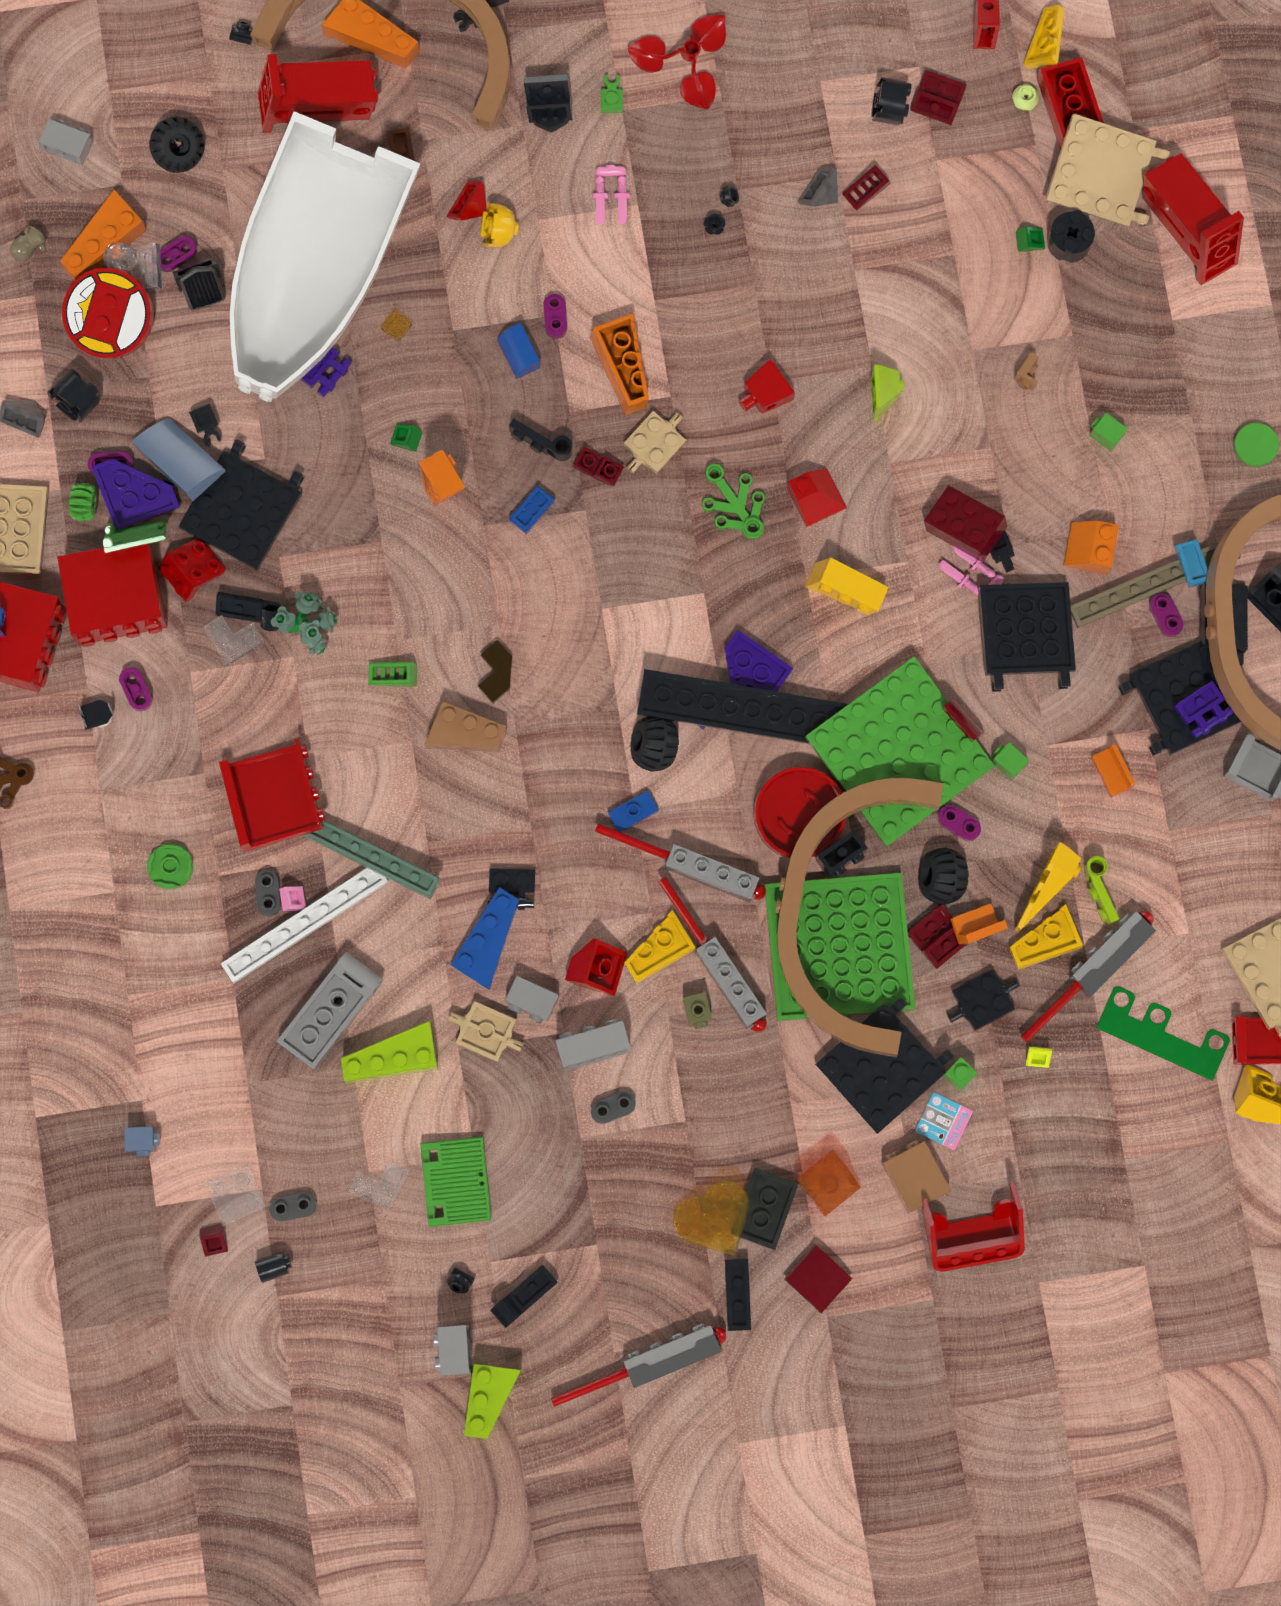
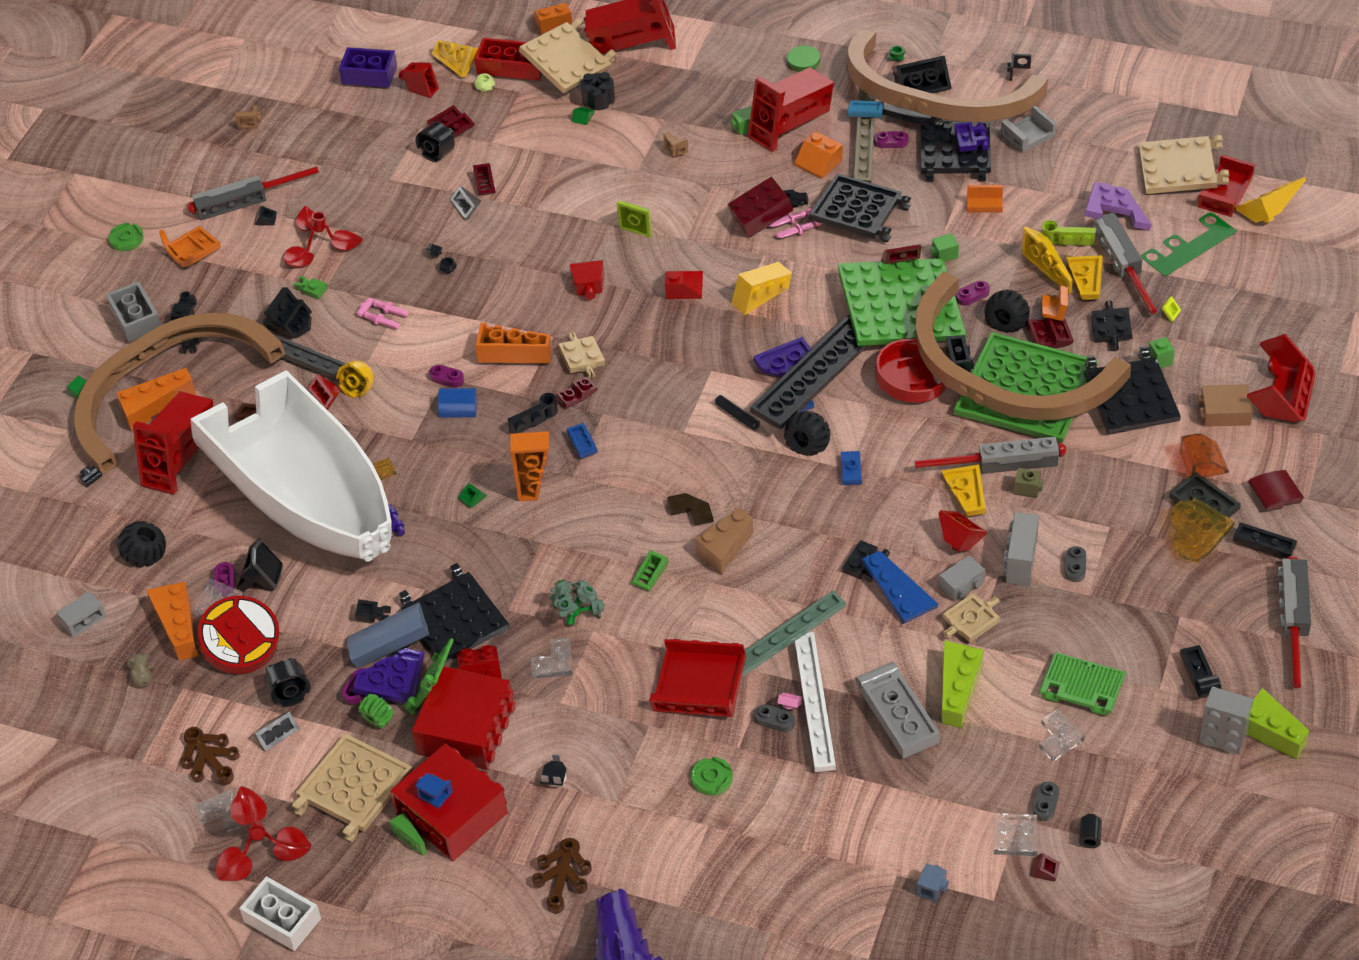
camera: 55 degrees left, 30 degrees down
(120, 256) = (201, 602): clear head -> none
(135, 690) = (551, 740): magenta plate -> none
(247, 609) = (538, 638): black plate -> none
(460, 1281) = (1167, 711): black plate -> none
(506, 150) = (310, 358): none -> dark grey plate
(654, 647) = (737, 412): none -> black axle
(697, 867) = (919, 441): light grey piece -> none
(735, 504) = (676, 325): bright green plant -> none
(944, 1121) = (1189, 380): sticker -> none
(1147, 474) = (787, 105): none -> red brick
(1175, 113) = (552, 17): none -> orange slope
(1183, 919) = (1115, 200): none -> medium lavender wing

